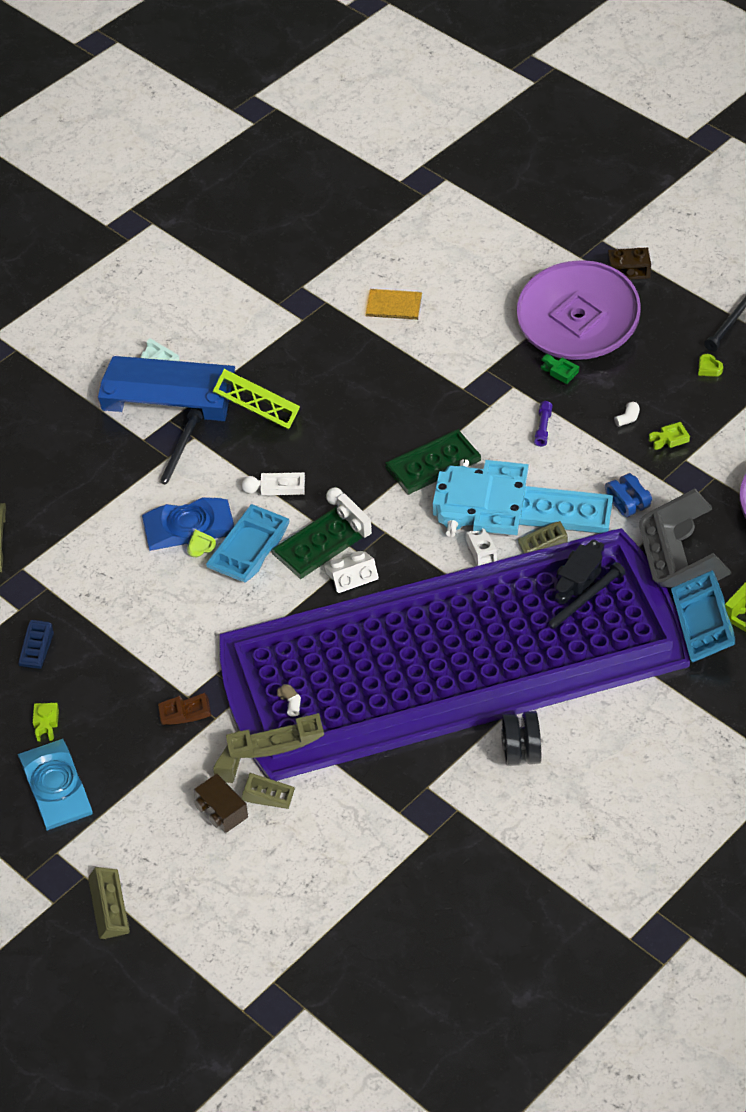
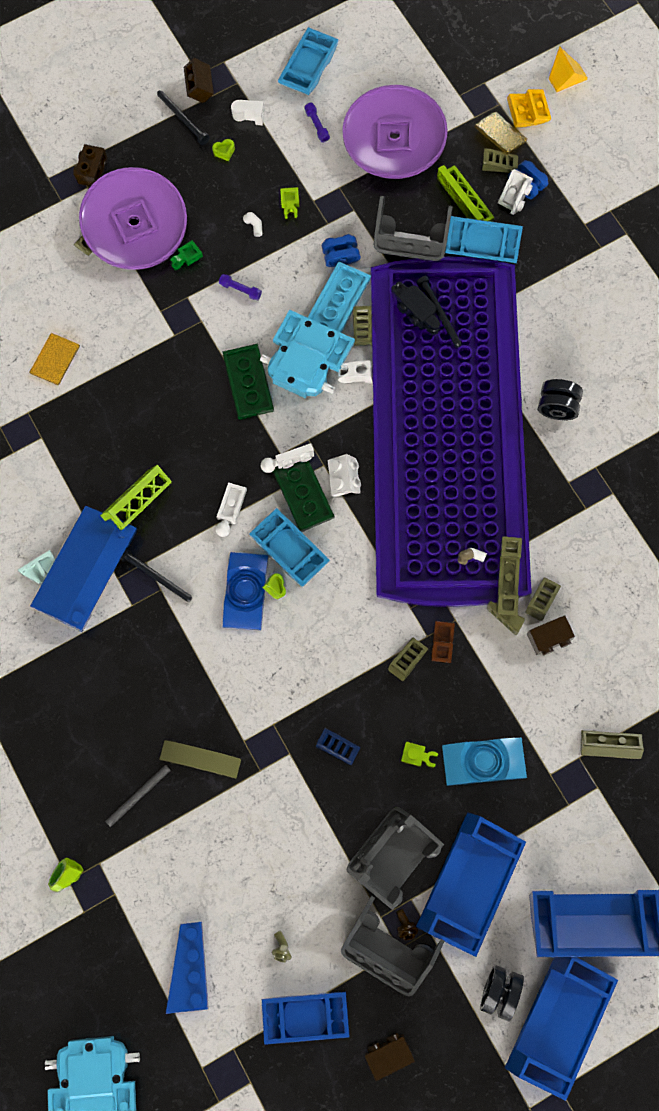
camera: 70 degrees left, 25 degrees up
(144, 686) = (399, 668): none -> olive slope

